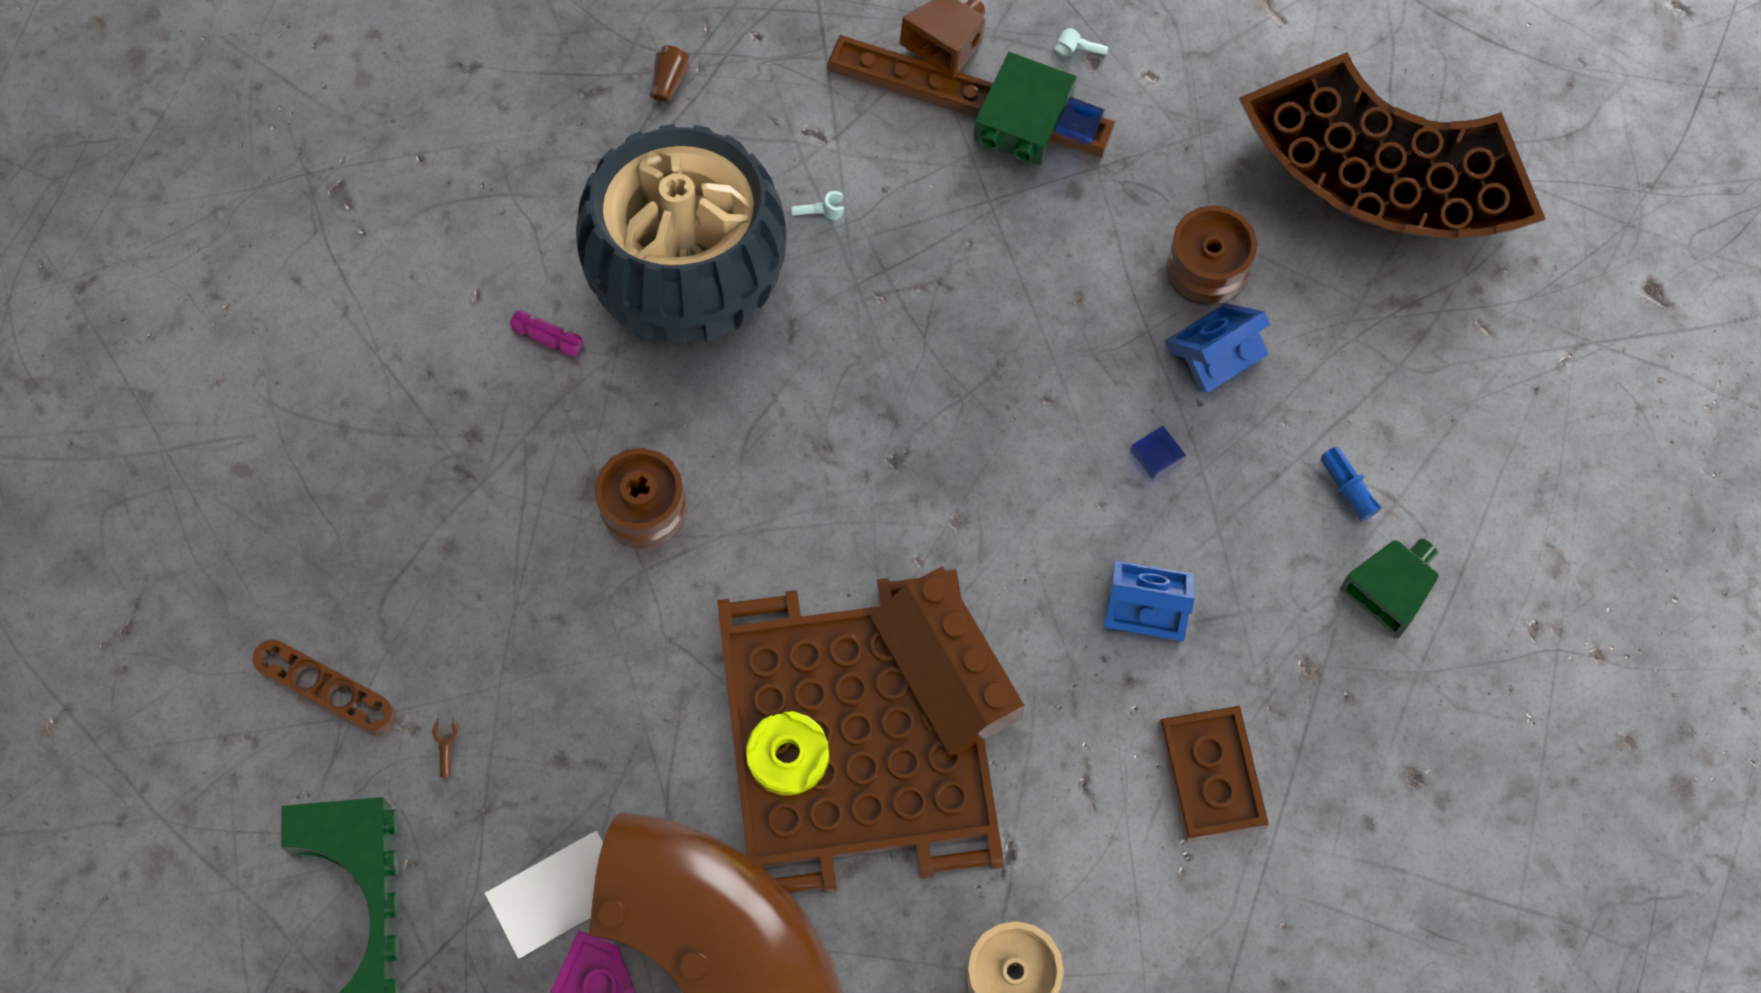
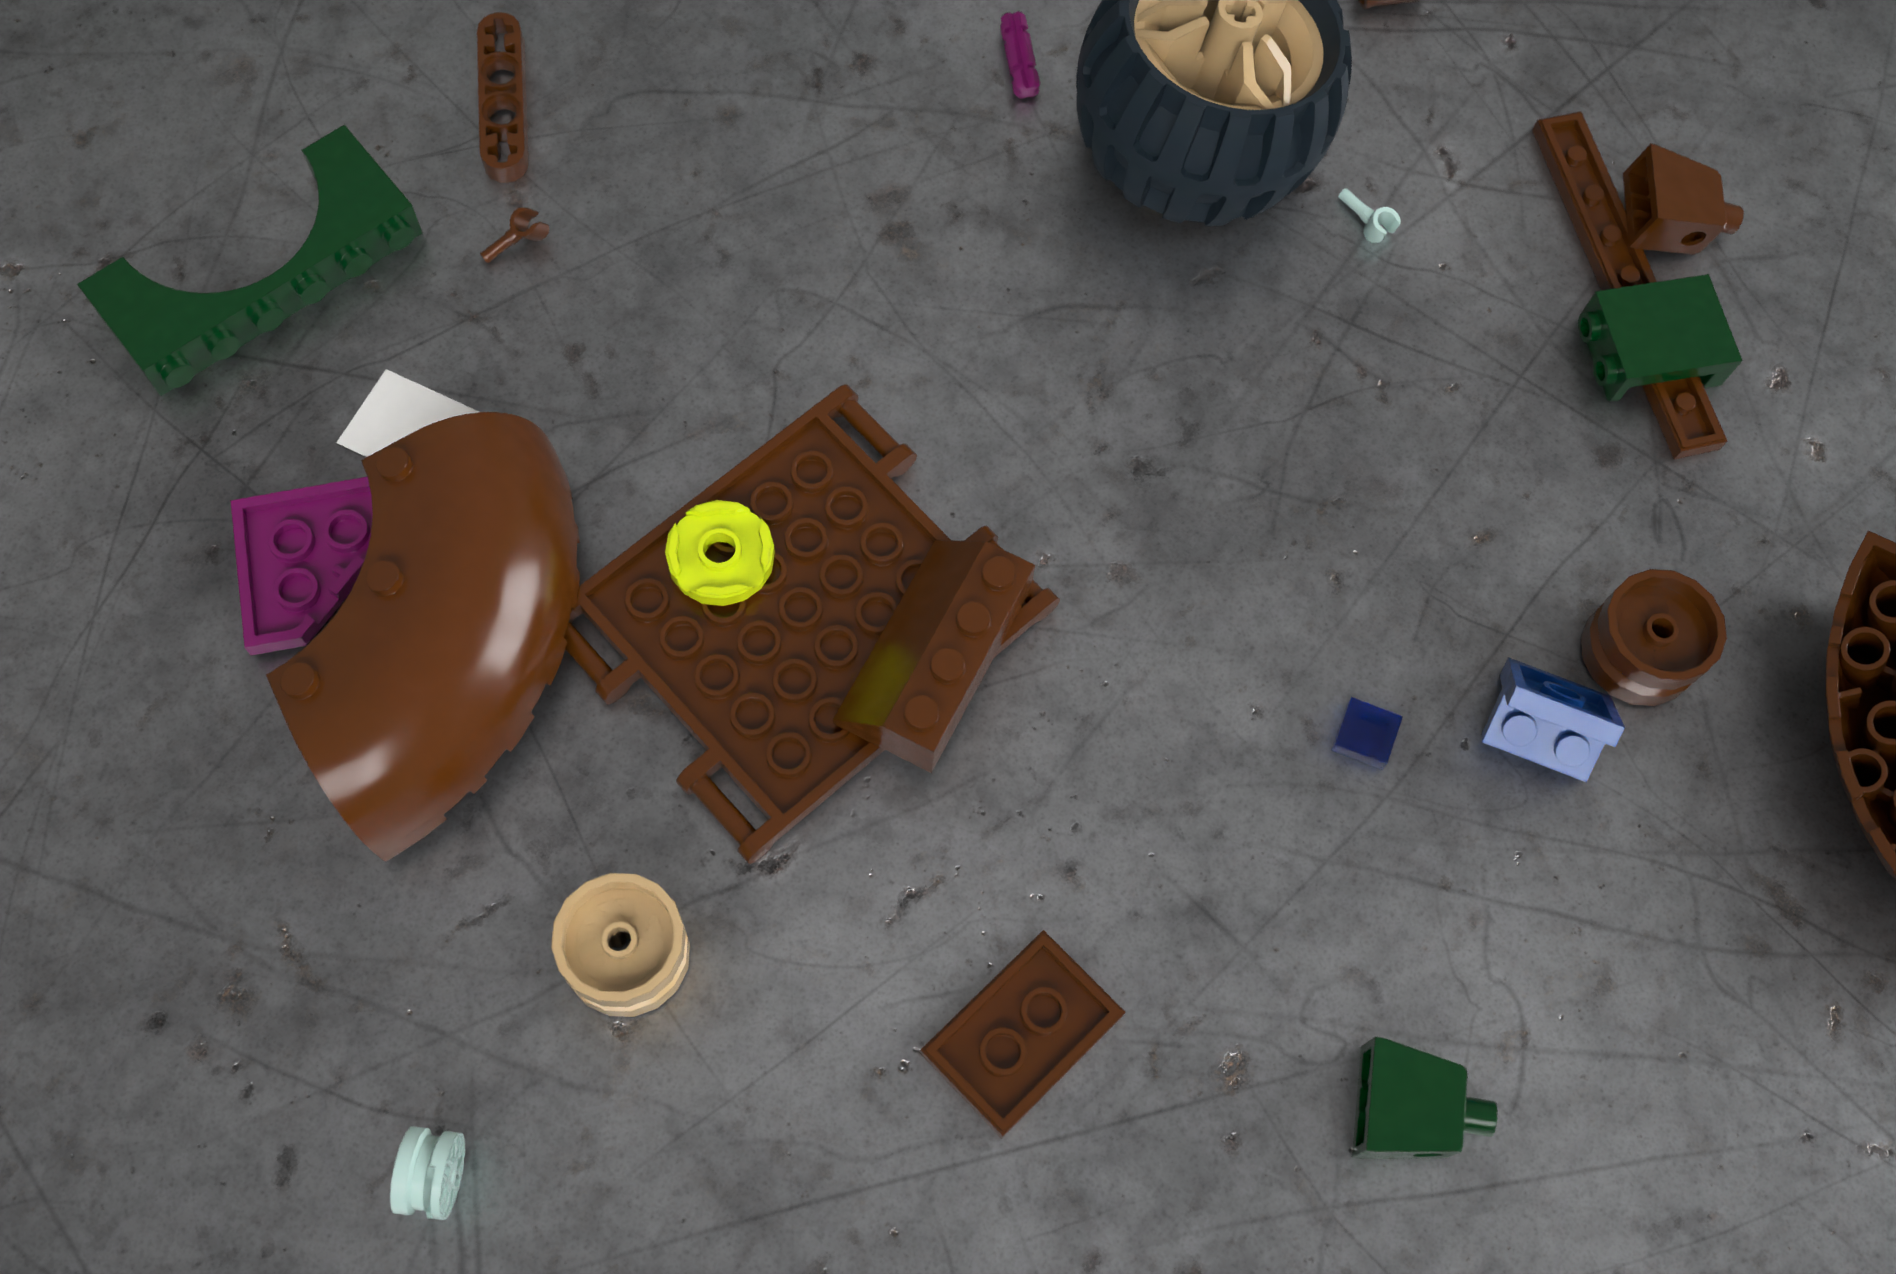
camera: 50 degrees right, 0 degrees up
(641, 498) = (902, 241): reddish brown wheel -> none
(1071, 39) = (1785, 337): light aqua hand -> none
(1080, 120) = (1694, 402): clear blue tile -> none
(1150, 600) = (1177, 826): blue bracket -> none
(1350, 484) = (1499, 977): blue axle -> none

